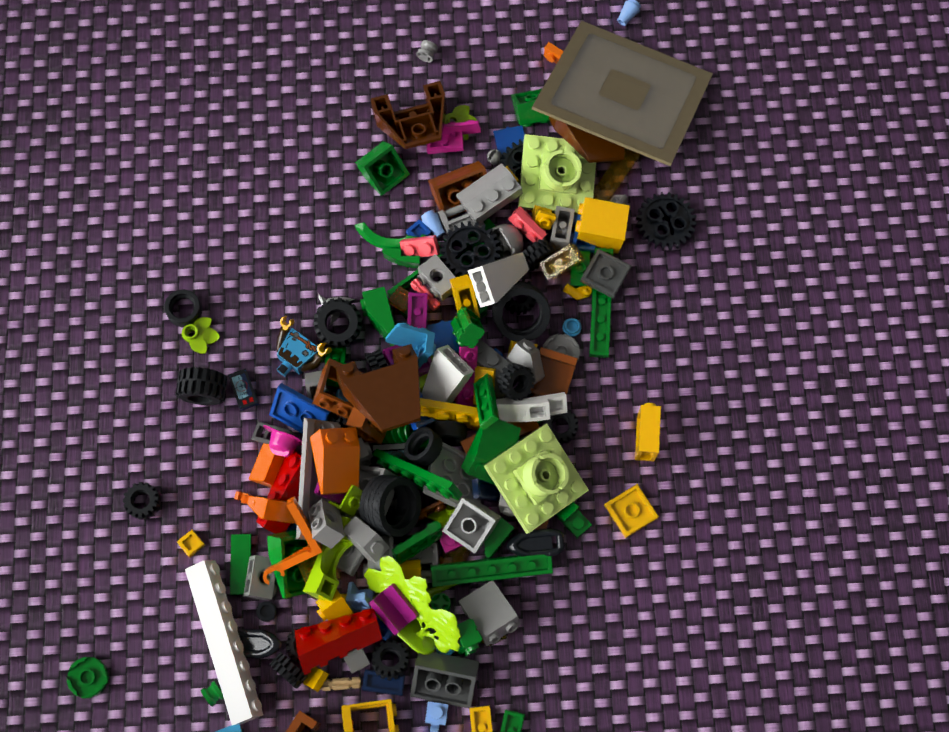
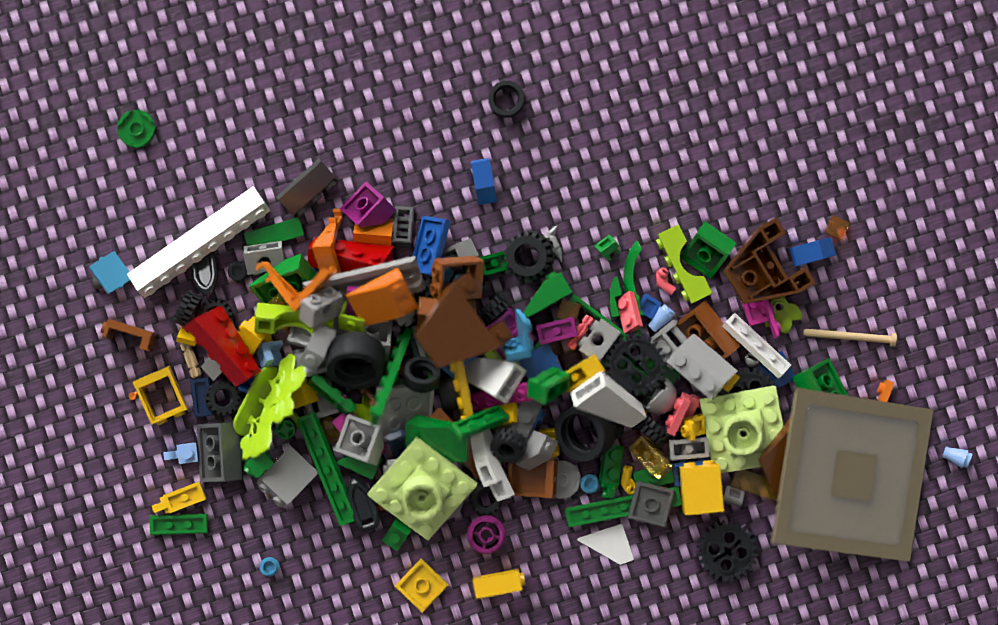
camera: 75 degrees right, 15 degrees up
(133, 492) = (307, 135): black tyre -> none
(191, 543) = (280, 180): yellow tile -> none
(201, 386) = (428, 145): black tyre -> none
(203, 335) = (484, 126): lime plate -> none
(205, 516) = (307, 188): none -> dark grey slope
(212, 693) = (150, 246): green wheel -> none
(242, 462) = (368, 207): none -> magenta slope
(243, 389) = (441, 183): tile -> none
(254, 347) = (483, 181): none -> blue slope
(282, 443) = (390, 239): dark pink piece -> none
(297, 351) = (491, 224): torso -> none
(352, 253) = (607, 246): none -> green tile
(367, 196) = (693, 286): none -> lime arch
(393, 608) = (264, 389): magenta panel -> none
(396, 58) = (836, 227): none -> clear orange tile
(398, 215) = (662, 281): none -> coral arm
(411, 82) = (812, 251): none -> blue slope
(427, 51) = (852, 258): light grey wheel -> none
(482, 147) = (756, 345): none -> white hinge
(509, 39) = (852, 336): none -> tan bar
(566, 305) = (610, 471): none -> green hinge
(575, 658) = (269, 566): none -> dark azure plate
(597, 431) = (486, 534): none -> magenta cone
(633, 324) = (610, 543): none -> white sticker

